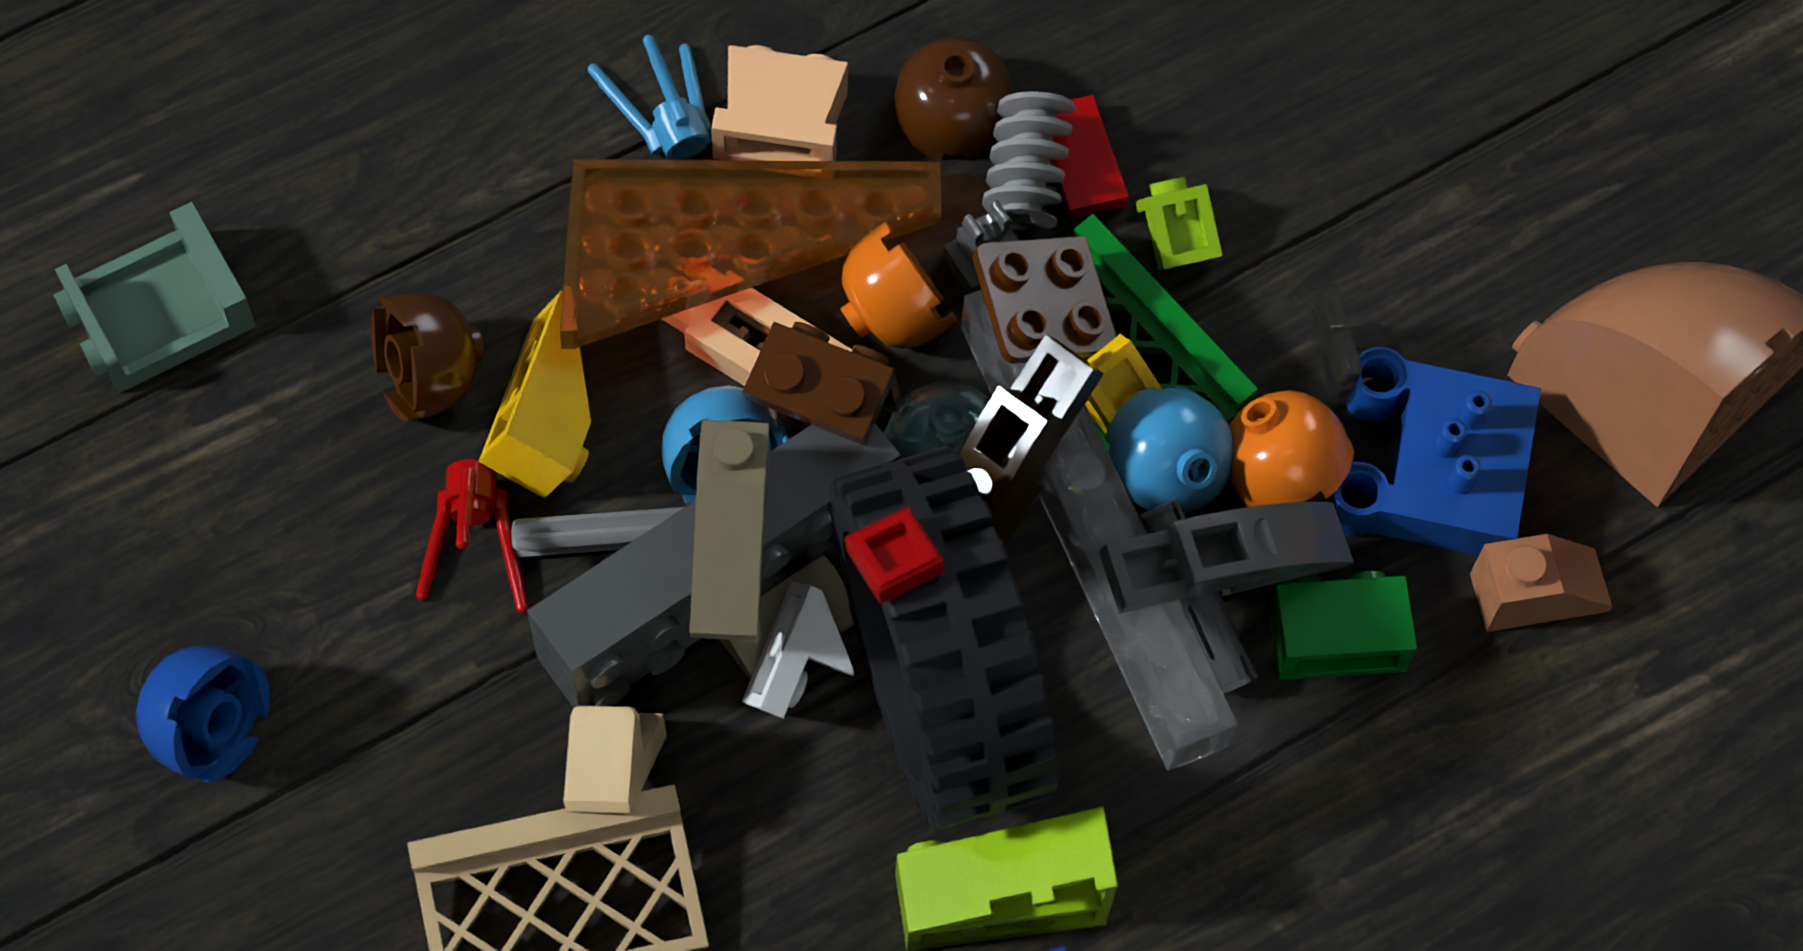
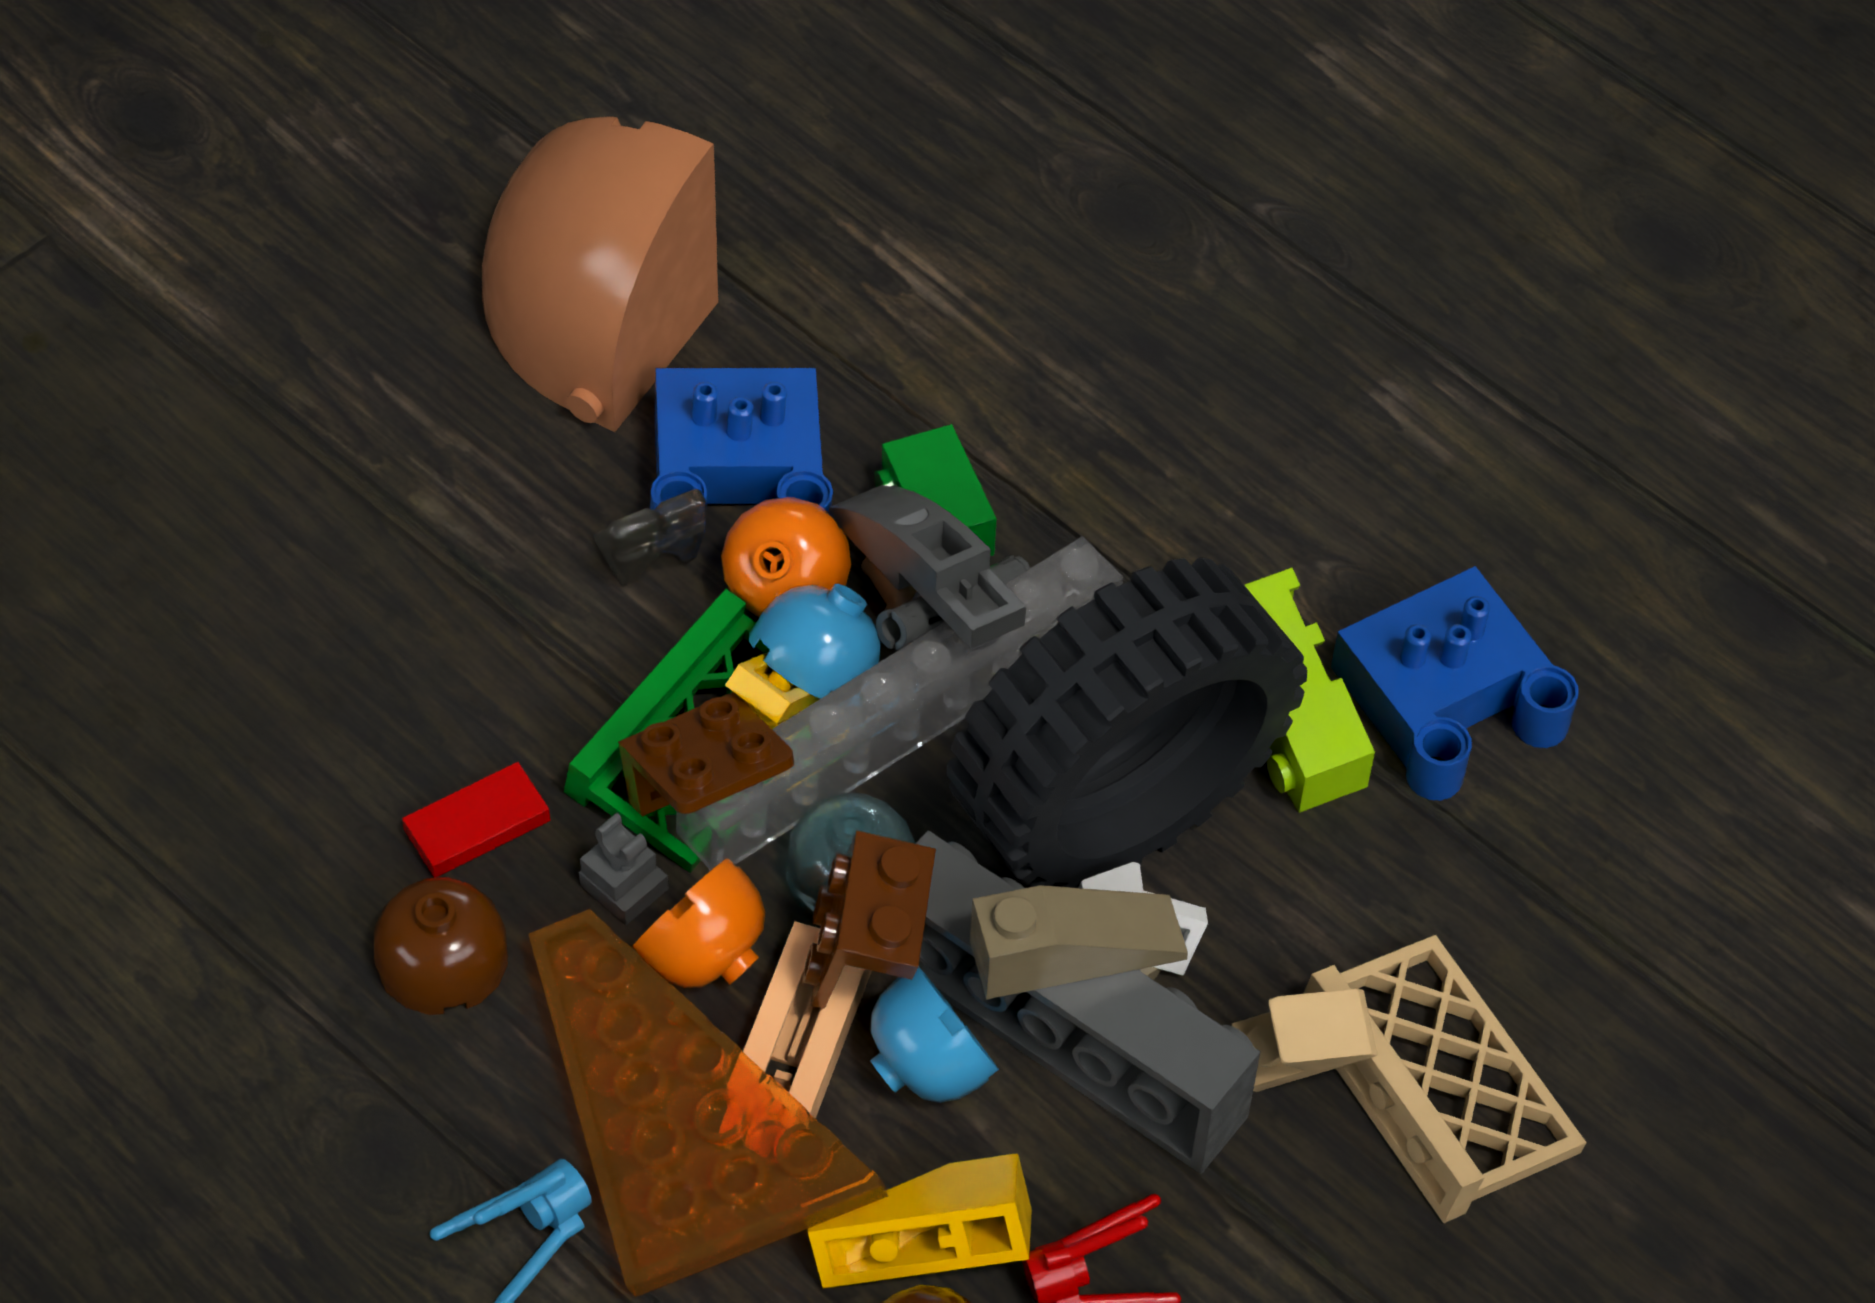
camera: 105 degrees left, 10 degrees down
(584, 531) = (1049, 1139): light grey axle -> none
(779, 106) = (500, 1099): light nougat hips -> none
(894, 555) = (1148, 662): red tile -> none
(1024, 157) = (513, 840): light grey piece -> none
(1024, 428) = (879, 745): dark brown slope -> none
(1180, 223) = (534, 708): lime bracket -> none
(1537, 582) = (848, 366): nougat slope -> none

